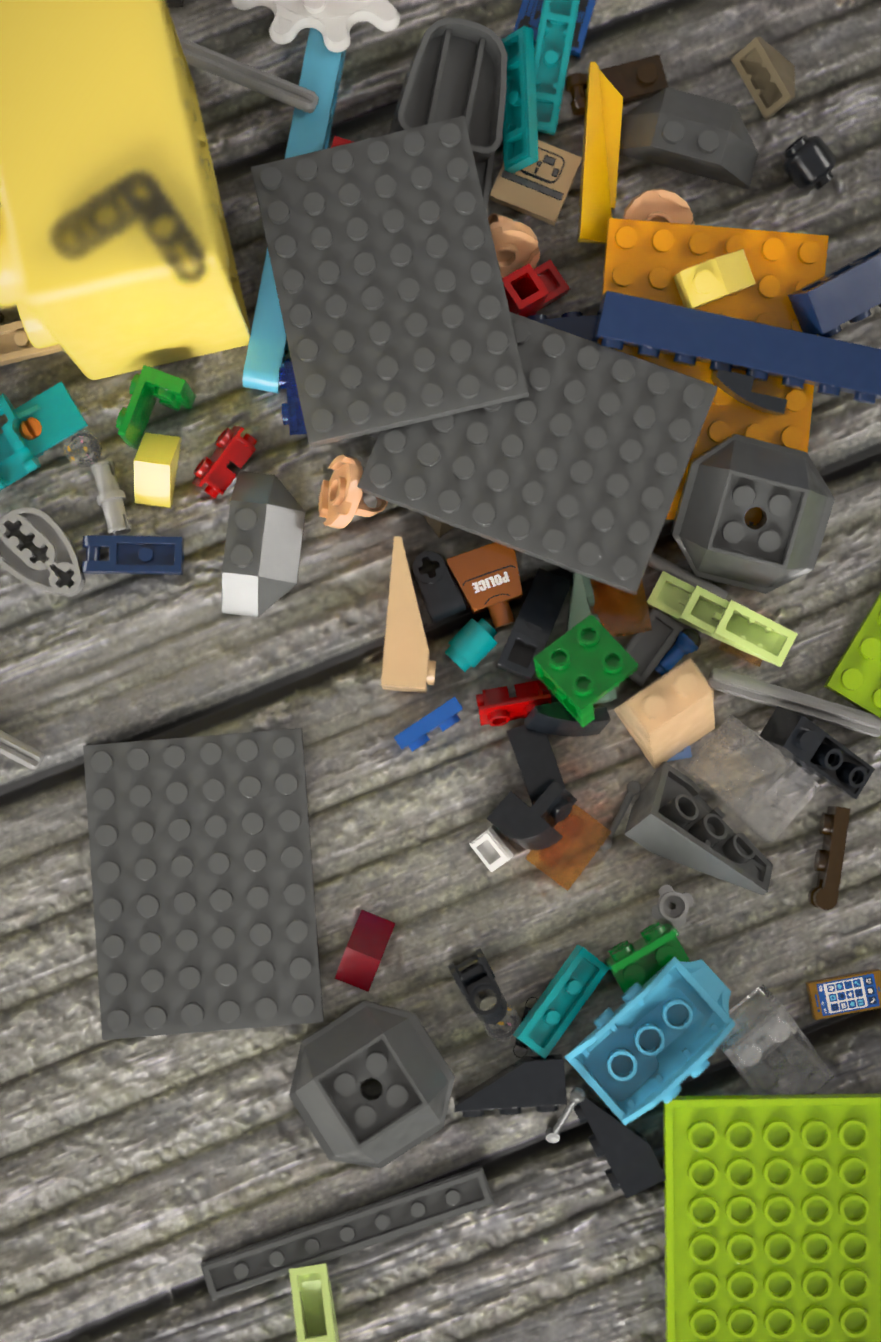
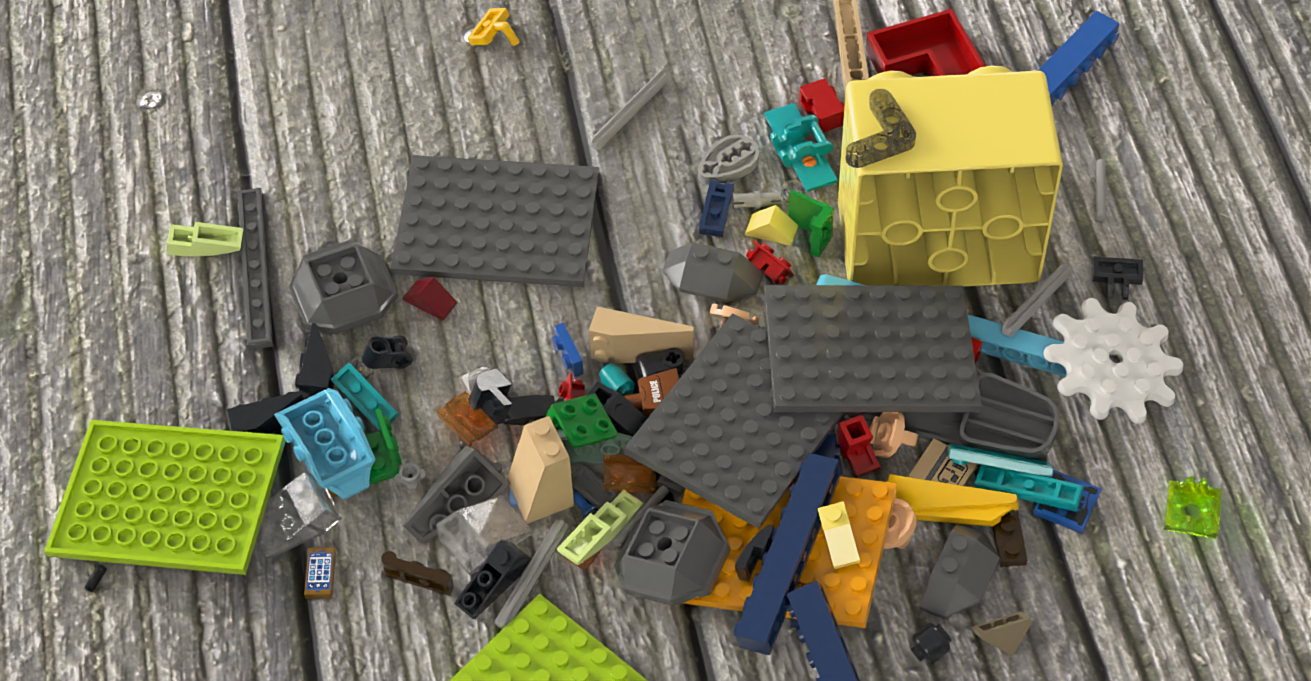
camera: 100 degrees right, 30 degrees down
(552, 1134) = (301, 388): dark grey hinge -> none

